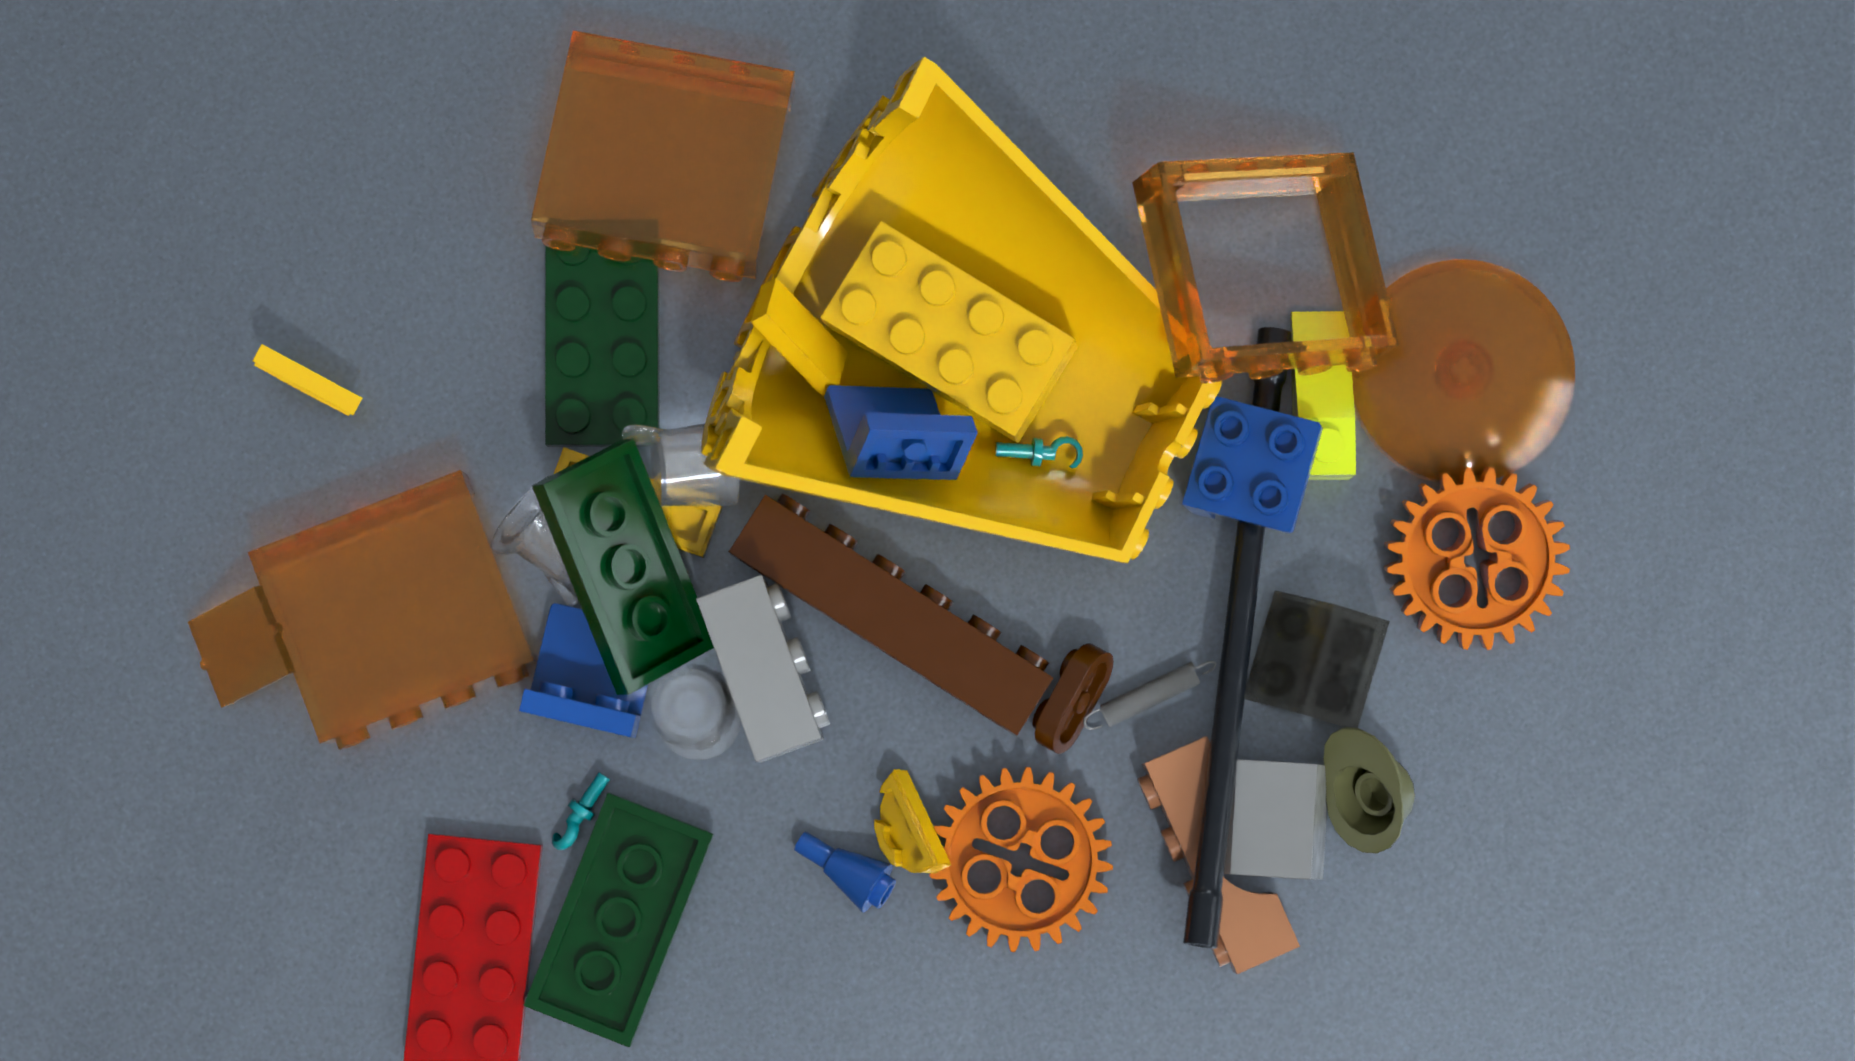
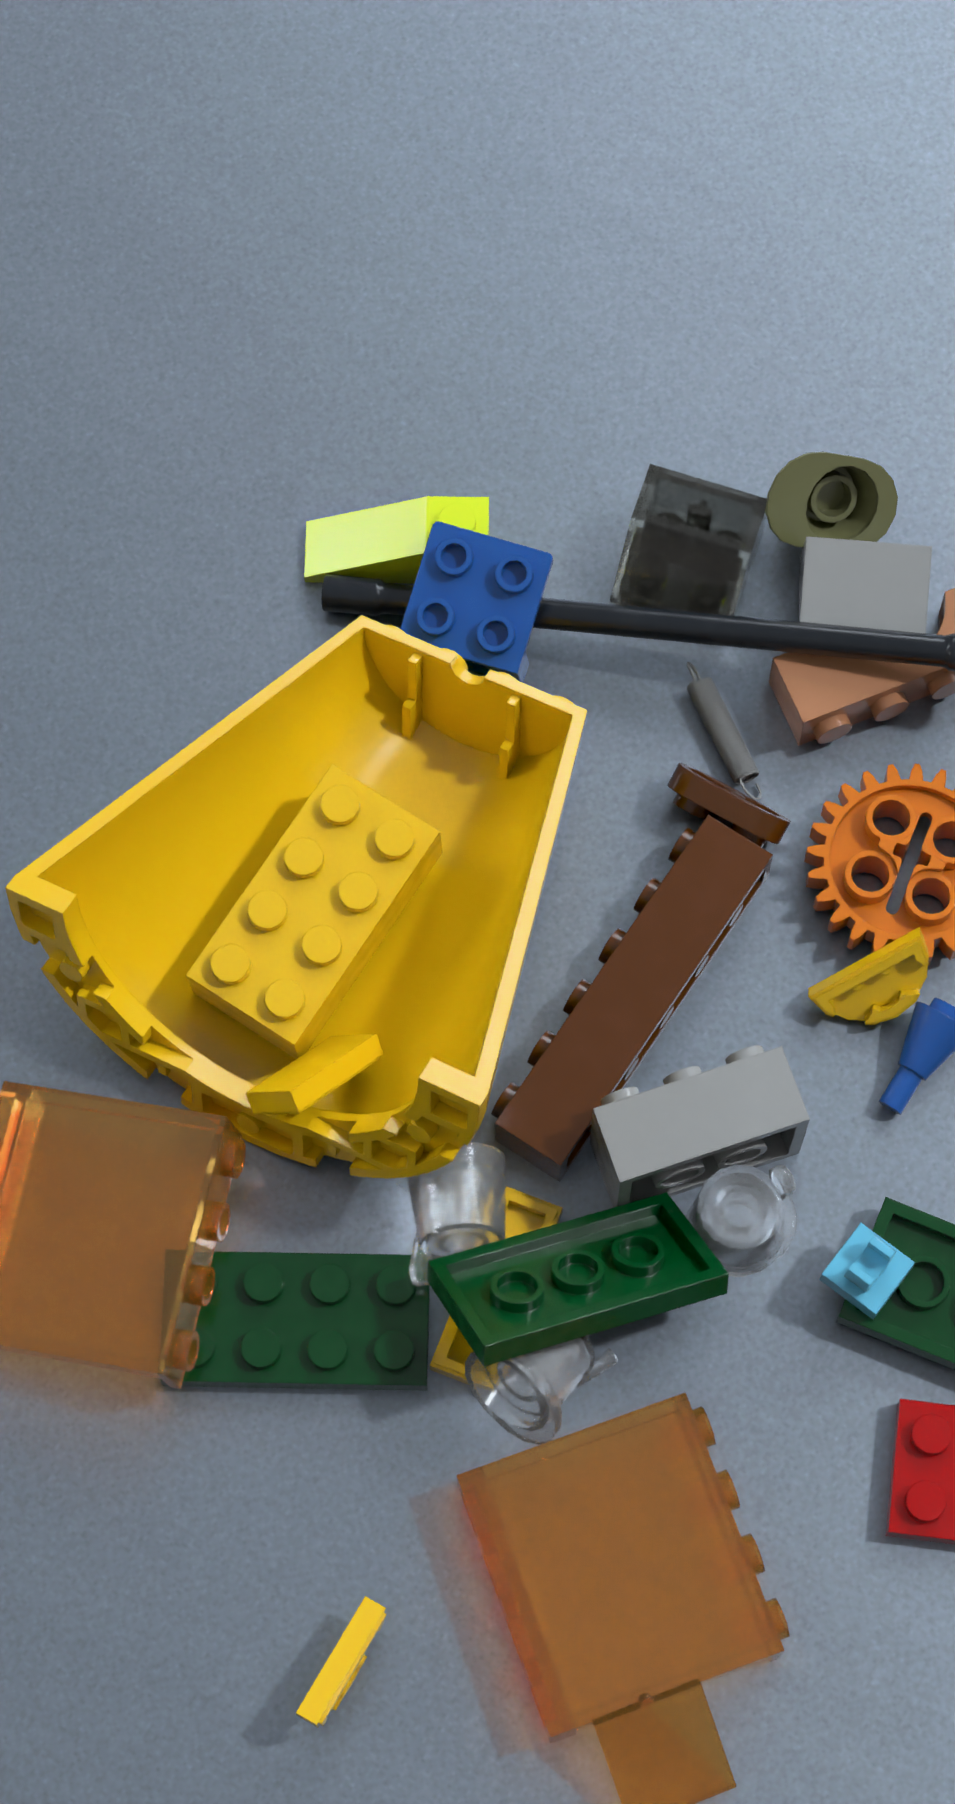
camera: 90 degrees left, 15 degrees down
(574, 682) = (702, 1347): blue bracket -> none
(580, 810) = (858, 1355): teal hand -> none
(643, 816) = (867, 1271): none -> medium azure tile
(898, 433) = (436, 963): blue bracket -> none
(1037, 451) = (452, 831): teal hand -> none
(1349, 239) = (240, 506): clear orange window -> none
(1474, 375) = (376, 407): clear orange dish -> none
(1527, 549) = (578, 396): orange gear -> none

